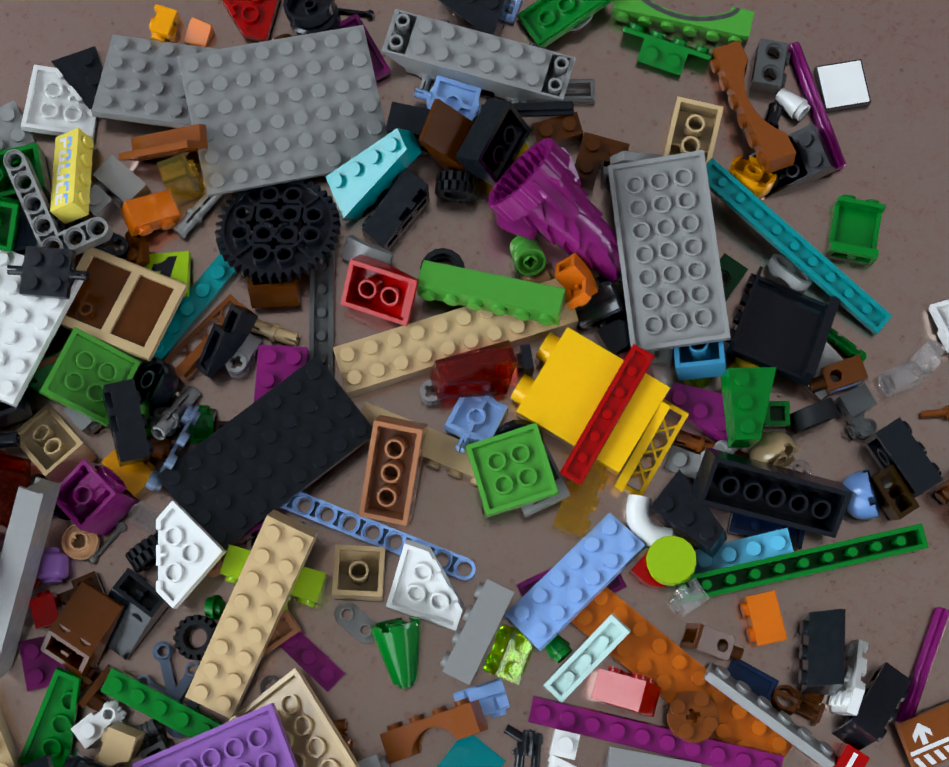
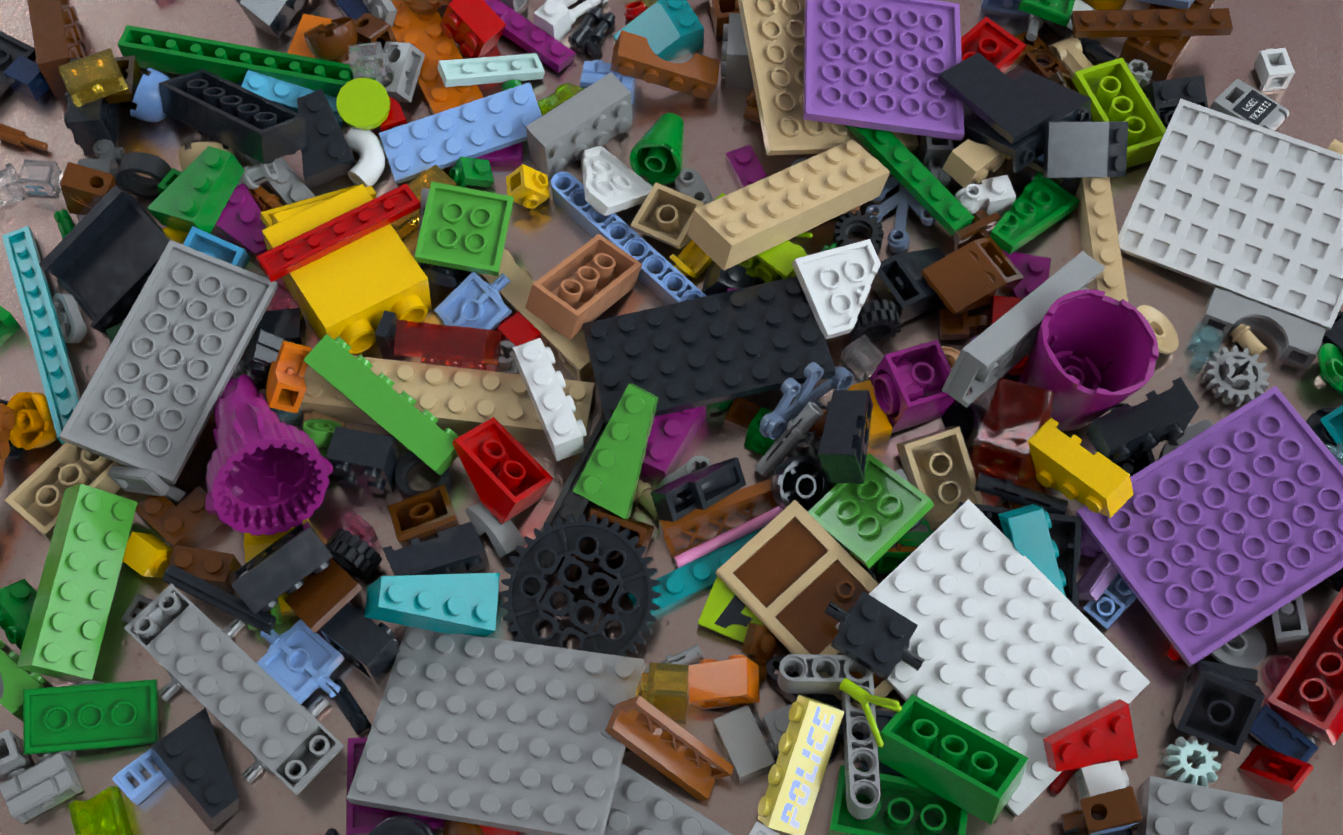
camera: 155 degrees left, 15 degrees down
(35, 222) = (865, 698): none -> lime plant
(194, 325) = (726, 537): none -> bright pink bar
(294, 332) = (617, 459): none -> bright green wedge
(324, 550) = (691, 260): none -> yellow bracket
(366, 350) = (549, 399): none -> white brick
(402, 93) = (351, 708): none -> black axle
(417, 230) = (423, 515): none -> reddish brown slope
(431, 414) = (518, 330): none -> red brick
(465, 211) = (360, 527): none -> clear pink plate
(489, 253) = (363, 460): none -> black brick
(489, 557) = (528, 186): none -> yellow brick
(550, 550) = (472, 172): none -> green bracket
(601, 121) = (147, 554): none -> yellow brick
(631, 76) = (77, 584): none -> bright green brick
(662, 617) = (403, 71): none -> light grey brick
(740, 615) = (332, 40): none -> reddish brown cylinder
(904, 462) = (93, 77): none -> clear yellow brick

